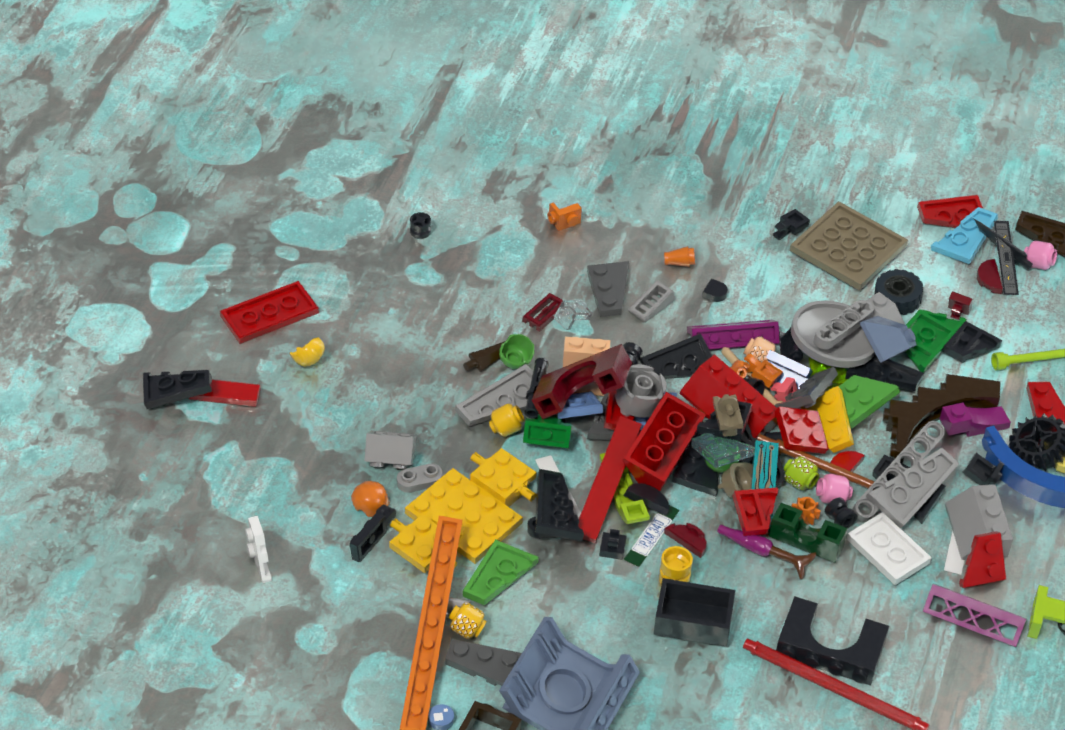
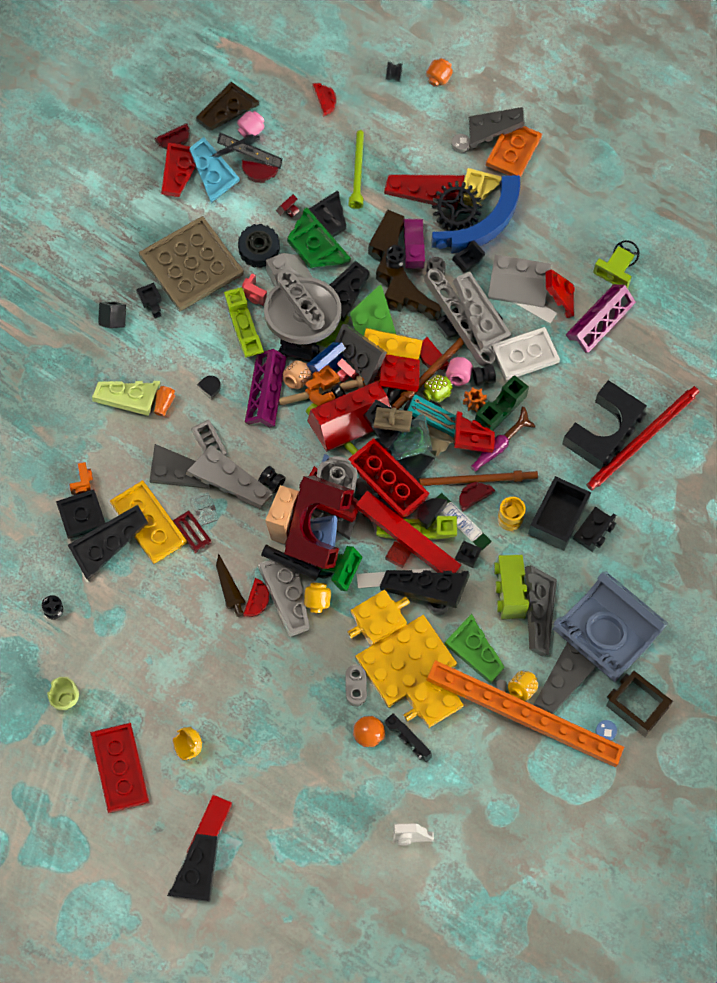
camera: 75 degrees left, 20 degrees up
(331, 251) = (63, 693): none -> yellowish green hair
(390, 448) = (319, 699): light grey slope -> none
(485, 377) = (257, 600): none -> red tile
(504, 245) = (102, 543): none -> black wing
(516, 351) = (241, 567): bright green hair -> none
(528, 224) = (80, 513): none -> black plate
(541, 276) = (160, 535): none -> yellow tile
(575, 616) = (541, 598): none -> dark grey wing
(583, 586) = (511, 587): none -> lime wedge
(584, 483) = (398, 554): none -> clear red tile
(616, 313) = (221, 472): none -> light grey wing
(672, 229) = (128, 396): none -> yellowish green wing
(679, 359) = (286, 439): black wing -> none
(693, 659) = (594, 528): none -> black bracket
(727, 569) = (517, 476): none -> dark orange bar
(758, 199) = (112, 314): none -> black panel
(786, 307) = (242, 322): none -> lime slope
(846, 294) = (253, 293): none -> coral bracket
(888, 337) = (322, 271): sand blue slope -> none
(940, 394) = (397, 252): none -> black wheel
(955, 444) = (438, 263): none -> dark grey wheel
(993, 204) = (177, 136): none -> dark red tile

